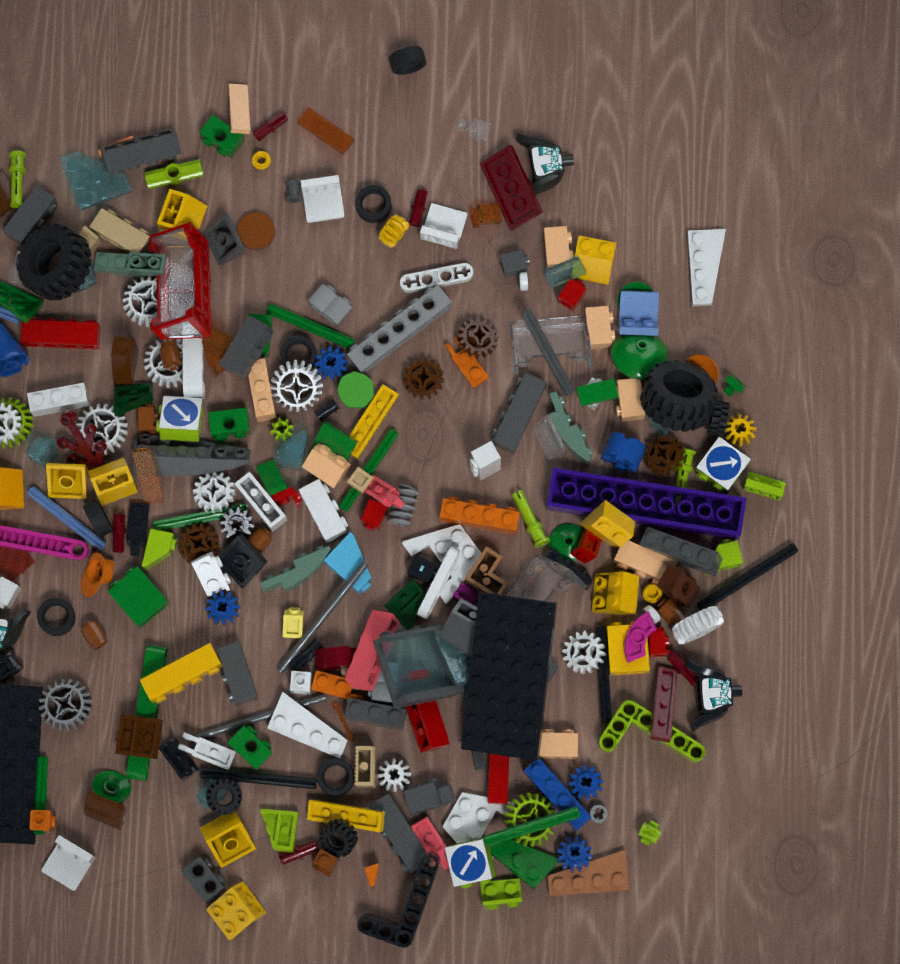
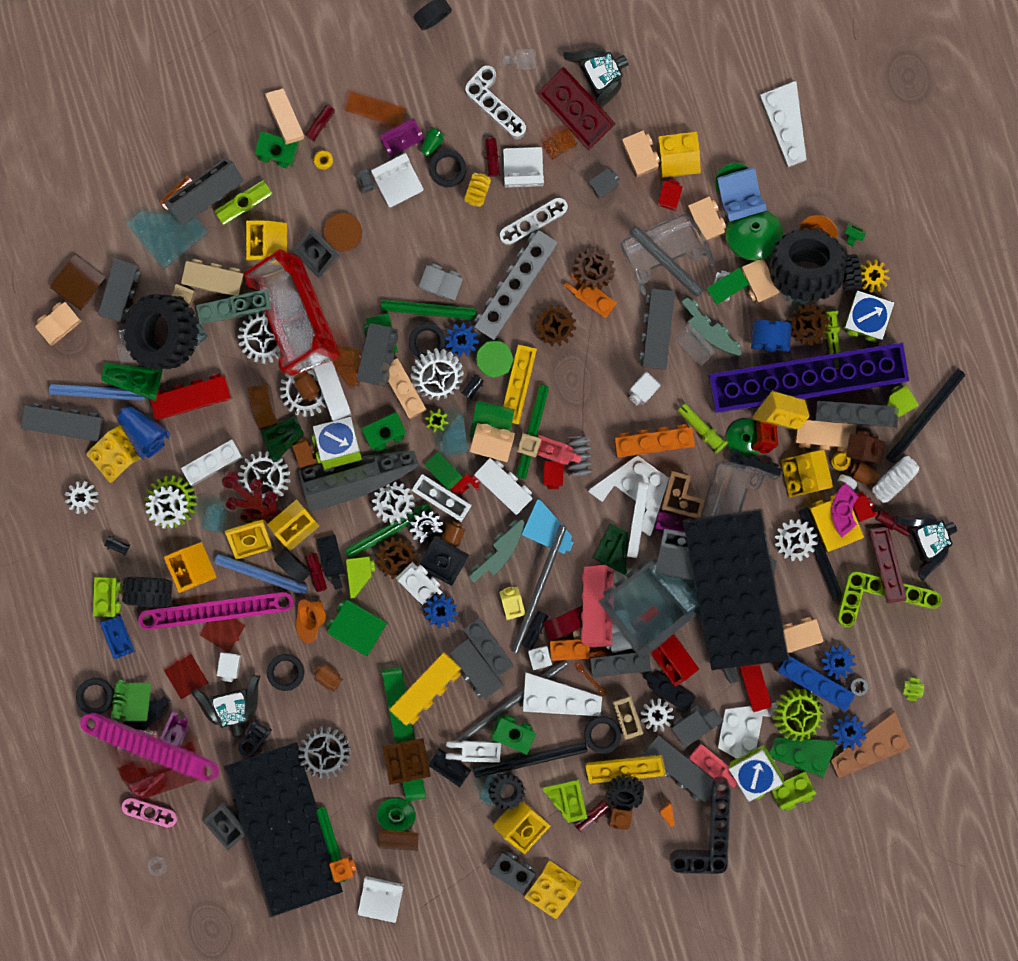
camera: 25 degrees left, 10 degrees up
(17, 171) = (91, 248): lime pin -> none
(147, 475) = (325, 509): clear orange tile -> none
(255, 656) = (488, 647): none -> dark grey brick
(340, 162) = (402, 137): none -> magenta hinge
(367, 175) = (431, 141): none -> green cone
(417, 761) = (675, 695): none -> black hinge
(422, 570) = (618, 512): black brick -> none
(439, 163) = (498, 106): none -> white beam
(523, 281) = (618, 196): white tile -> none
(531, 826) = (804, 723): green axle -> none
(564, 271) = (656, 176): clear light blue tile -> none
(764, 486) = (914, 322): lime bracket -> none

